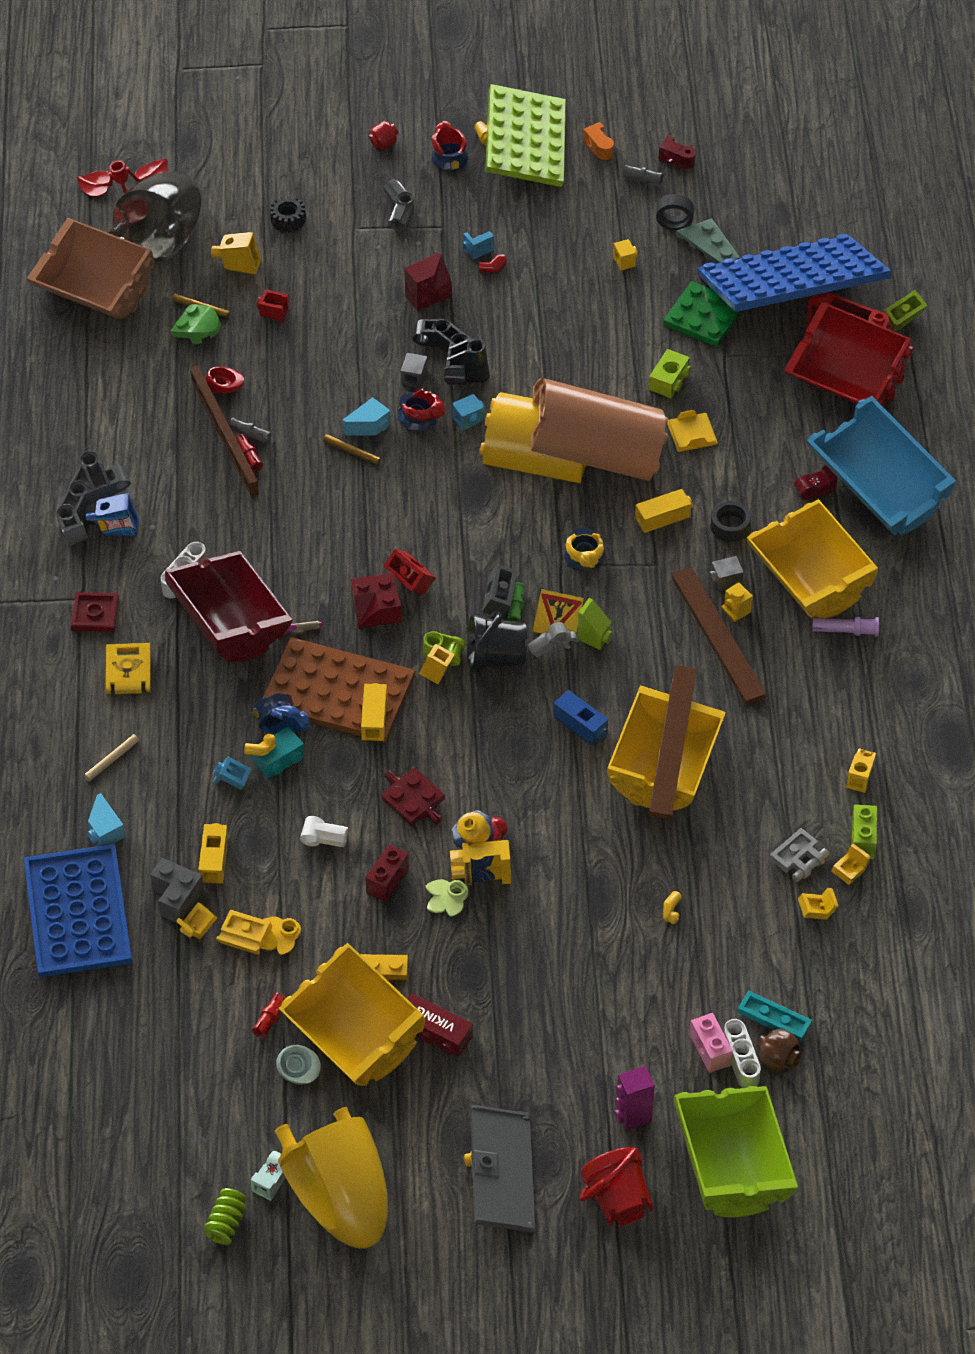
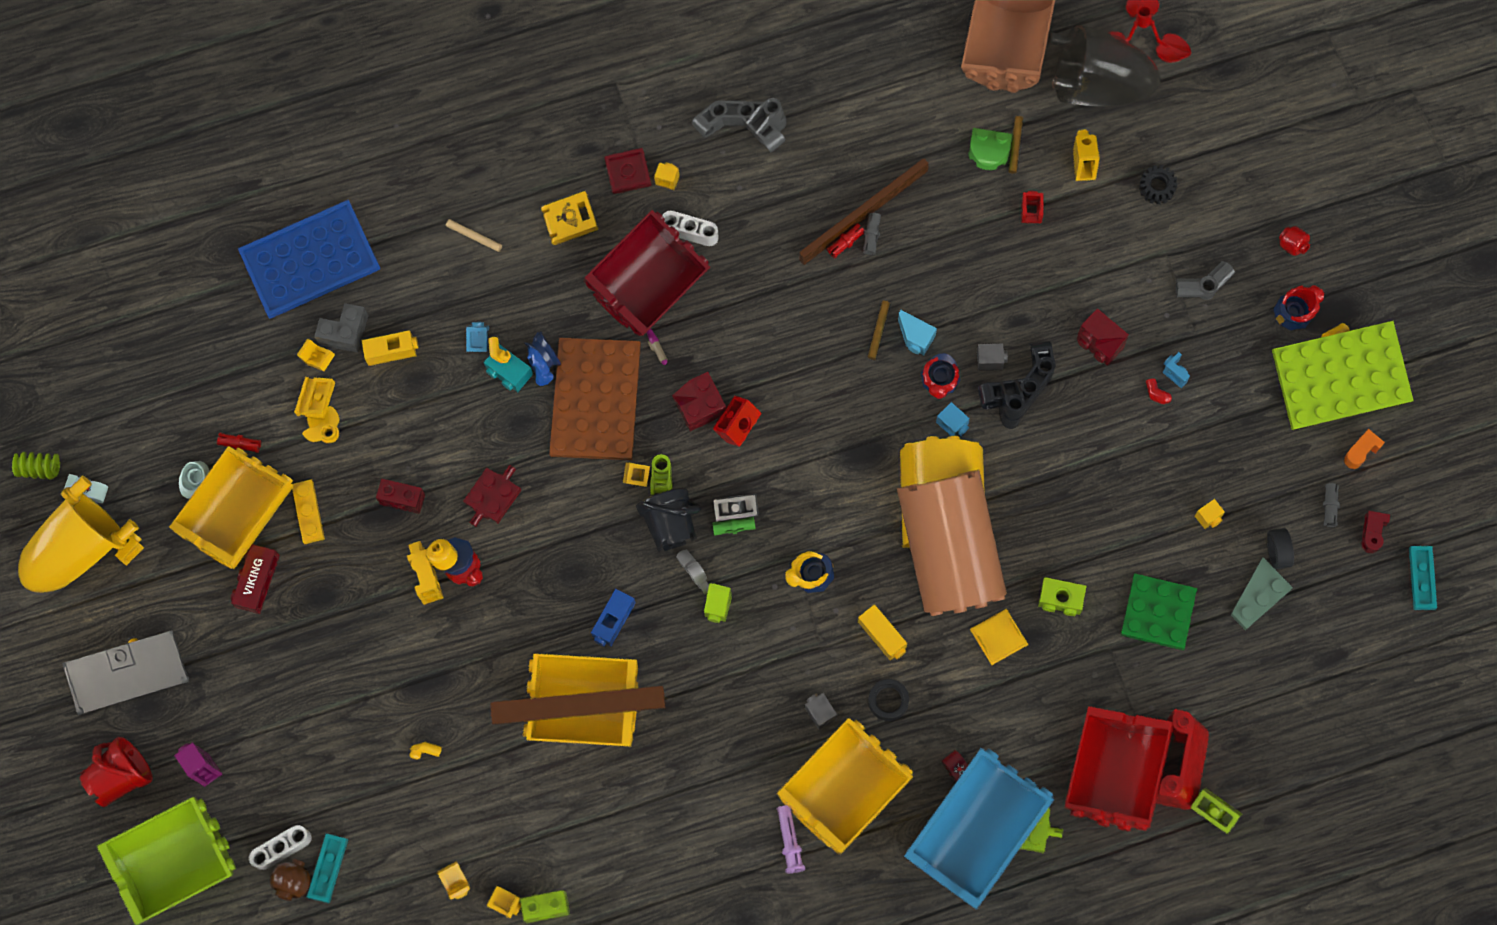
camera: 80 degrees right, 20 degrees up
(104, 823) = (400, 250): medium azure slope -> none
(115, 516) = (730, 146): blue torso -> none
(117, 576) = (667, 175): none -> yellow plate
(224, 380) = (925, 192): red hat -> none
(317, 831) = (432, 426): white piece -> none
(374, 712) = (563, 435): yellow brick -> none
(444, 896) = (391, 552): yellowish green plate -> none
(555, 608) = (726, 565): yellow piece -> none
(711, 1042) = (284, 816): bright pink brick -> none
(718, 636) = (748, 720): reddish brown tile -> none
(729, 133) = (1423, 578): none -> teal plate
(737, 602) = (787, 728): yellow brick -> none
(793, 272) = (1222, 687): blue plate -> none
(794, 850) = (511, 846): light grey plate -> none
(860, 770) = (620, 889): yellow leg -> none

